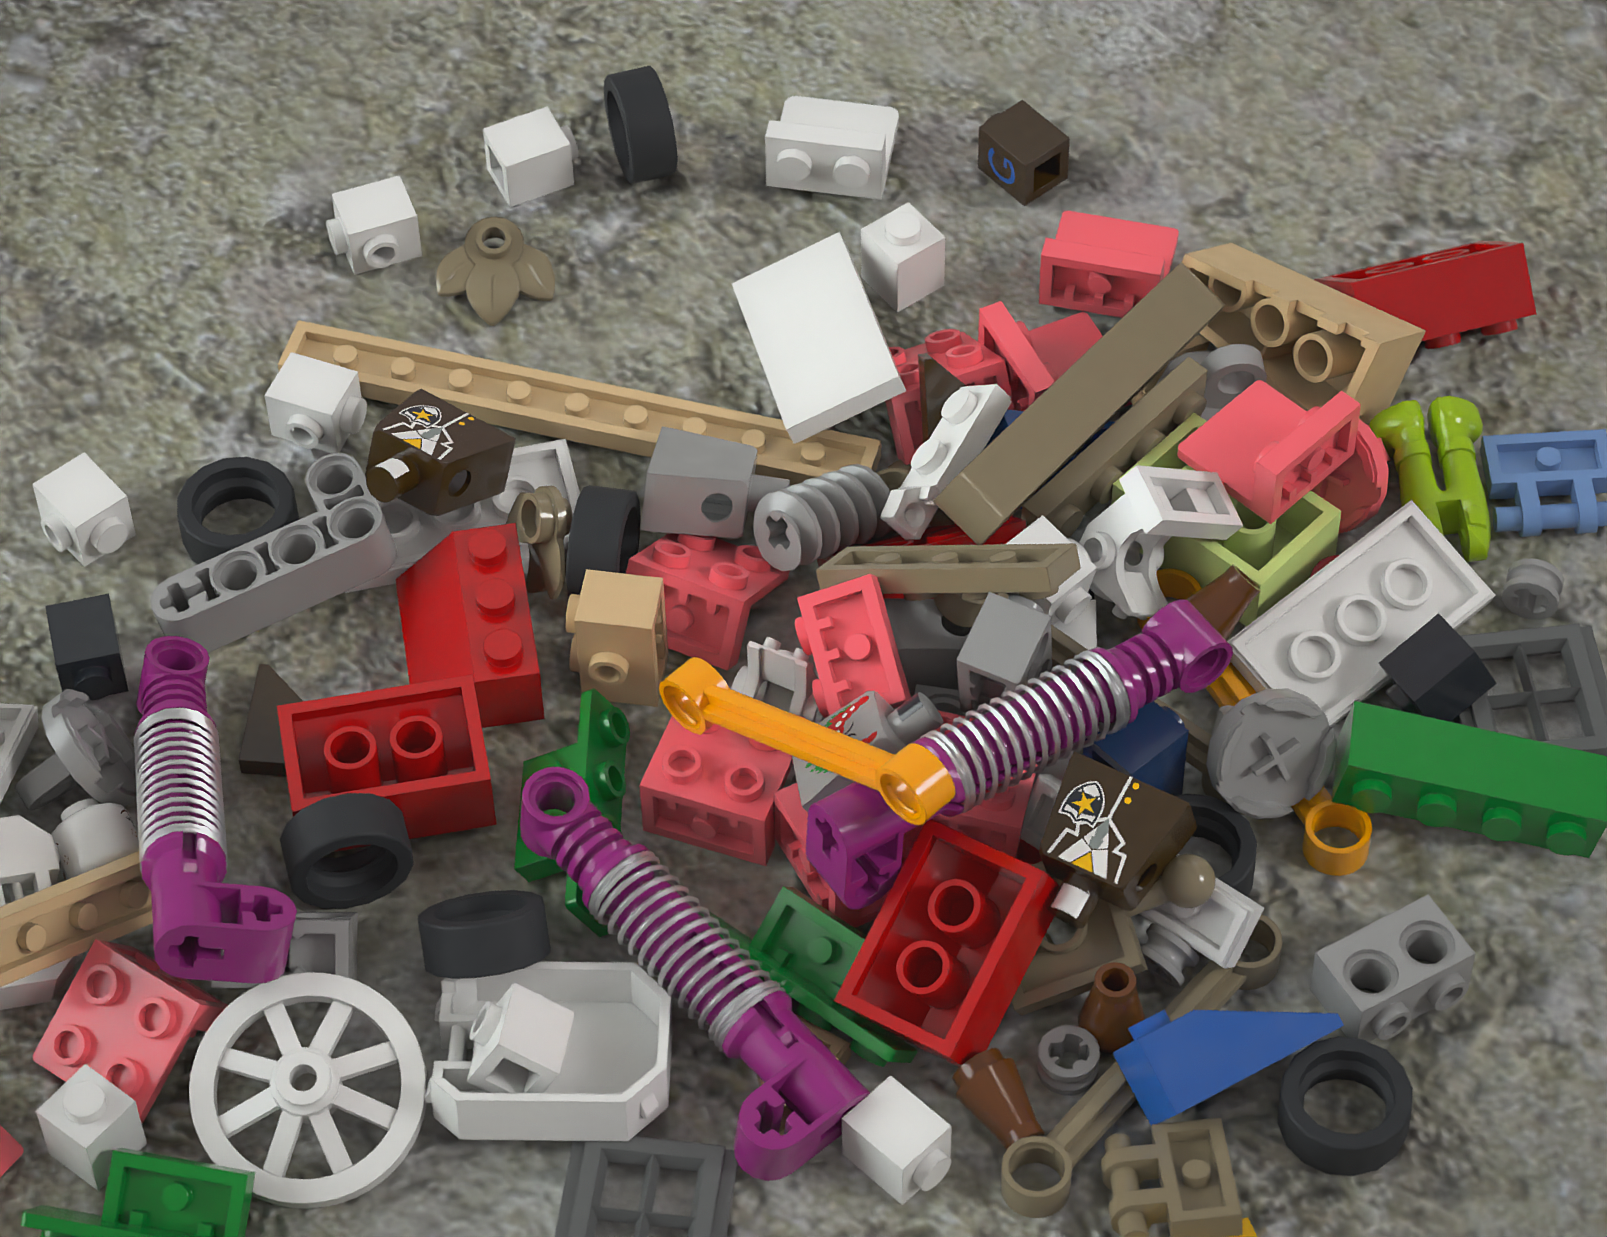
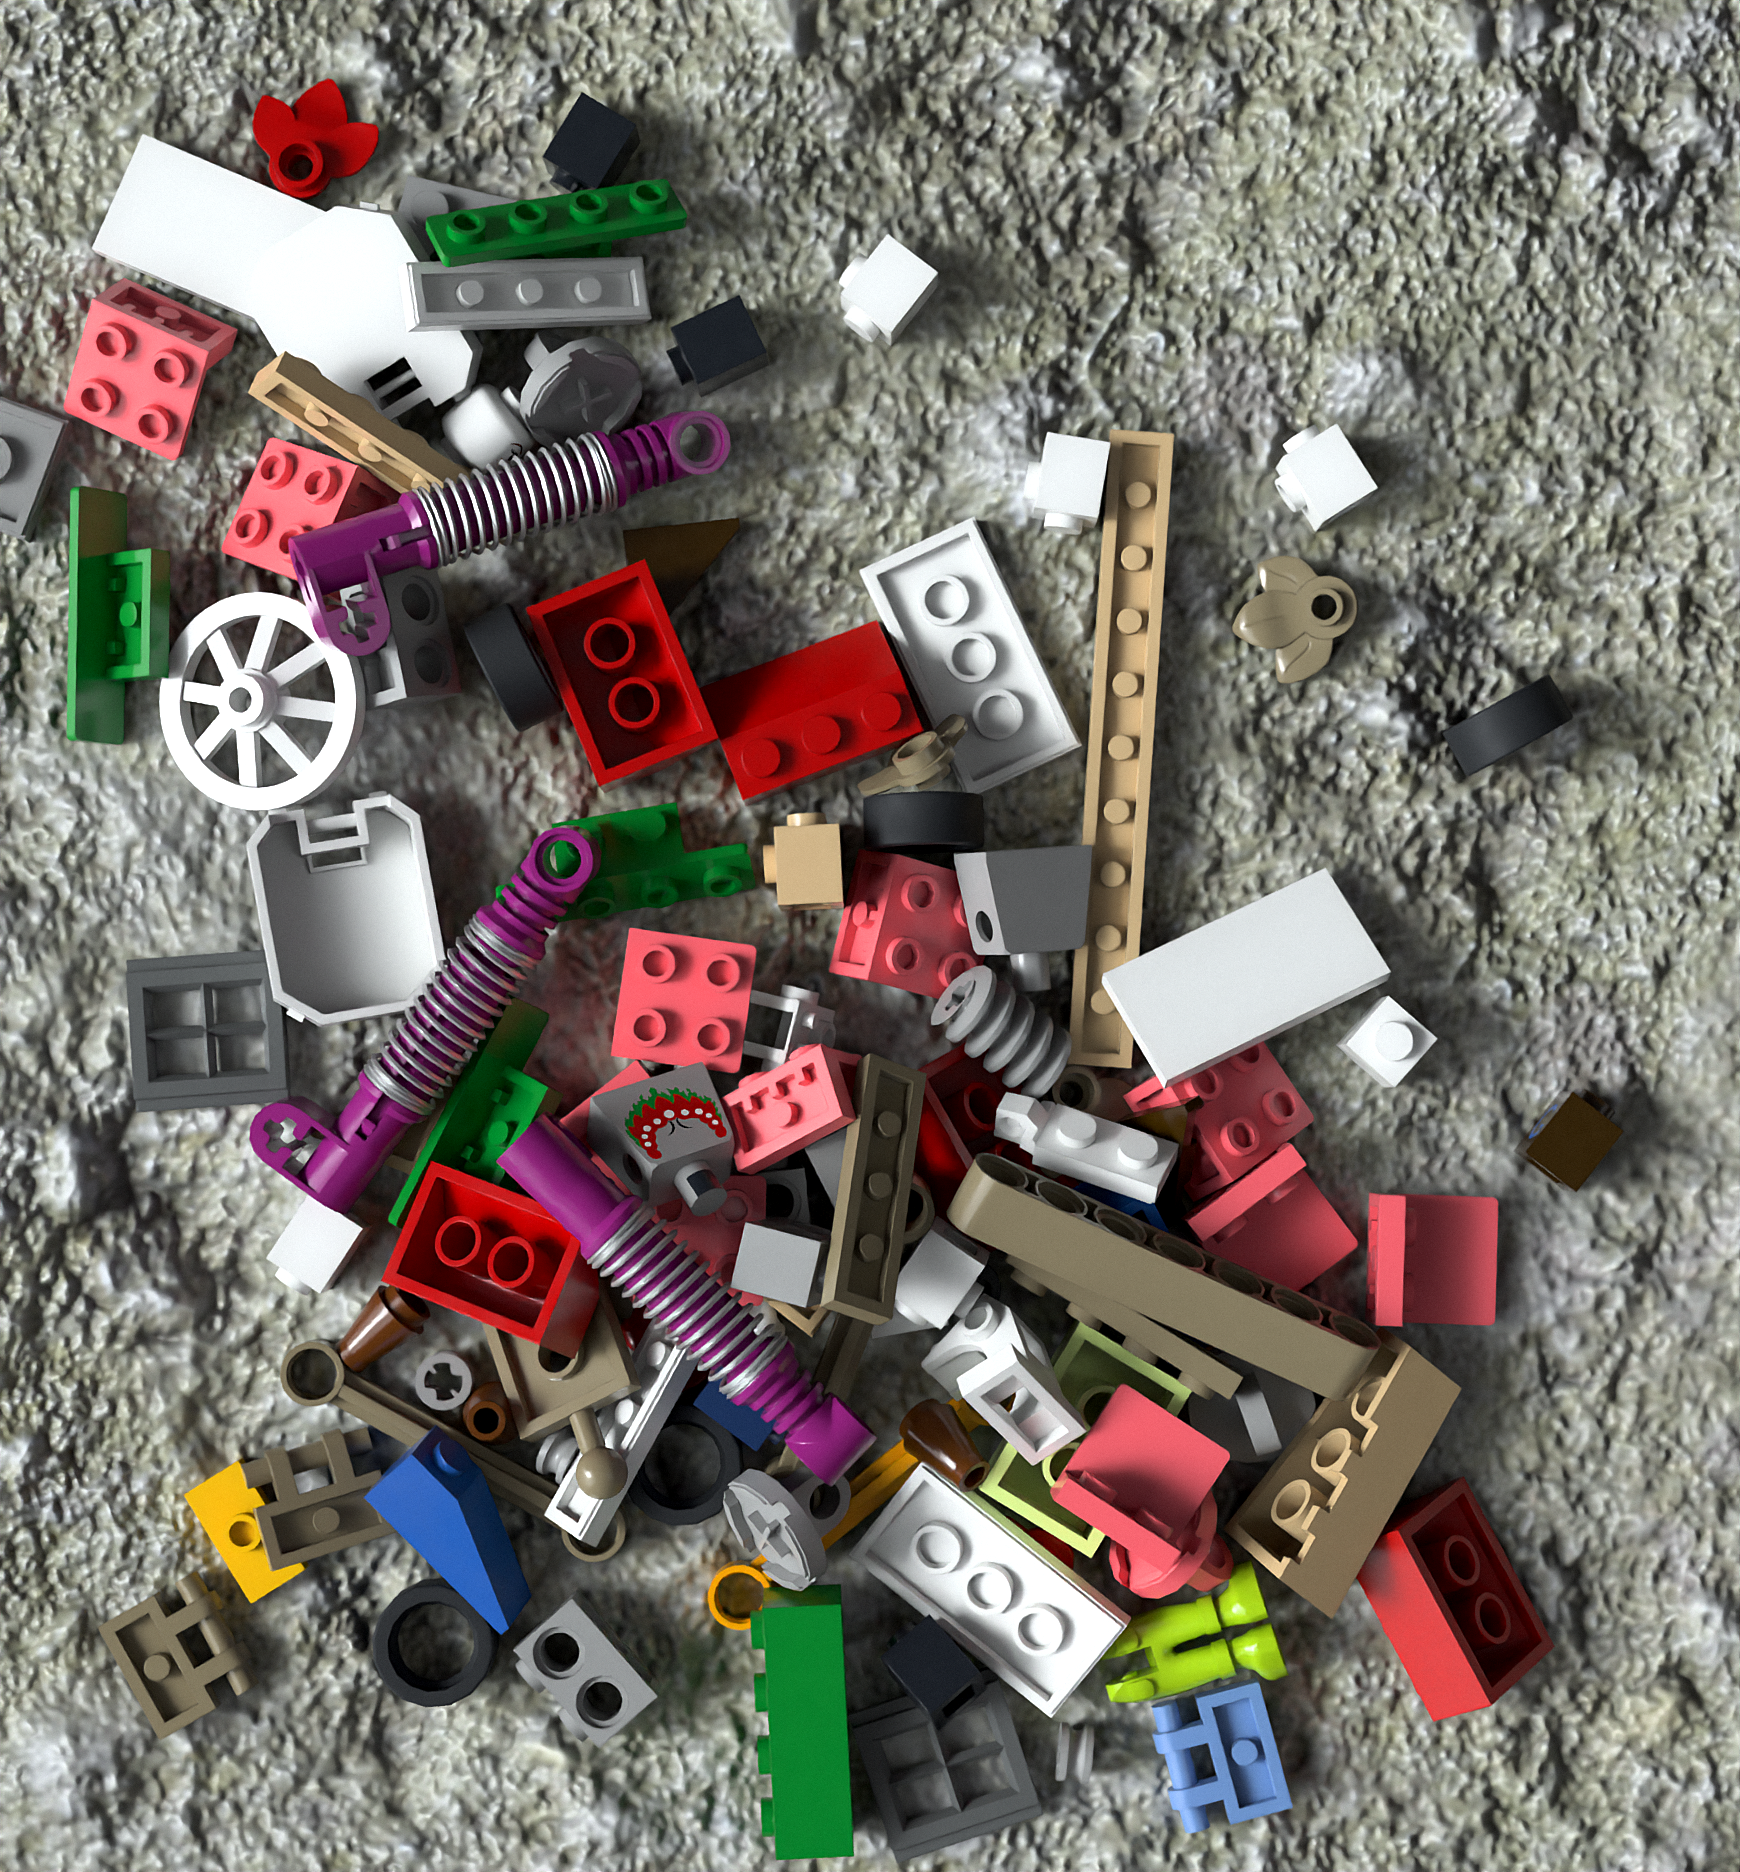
camera: 80 degrees right, 35 degrees up
(88, 1122) = (189, 517): white brick -> none
(228, 481) = (915, 396): black tyre -> none
(286, 568) = (841, 501): light grey beam -> none
(436, 456) = (990, 626): dark brown torso -> none
(484, 934) = (416, 843): black tyre -> none
(519, 1042) = (324, 885): white brick -> none
(530, 156) = (1459, 614): white brick -> none
(831, 147) = (1543, 933): white bracket -> none
(910, 782) = (590, 1140): light orange piece -> none
(1109, 839) = (608, 1397): dark brown torso -> none

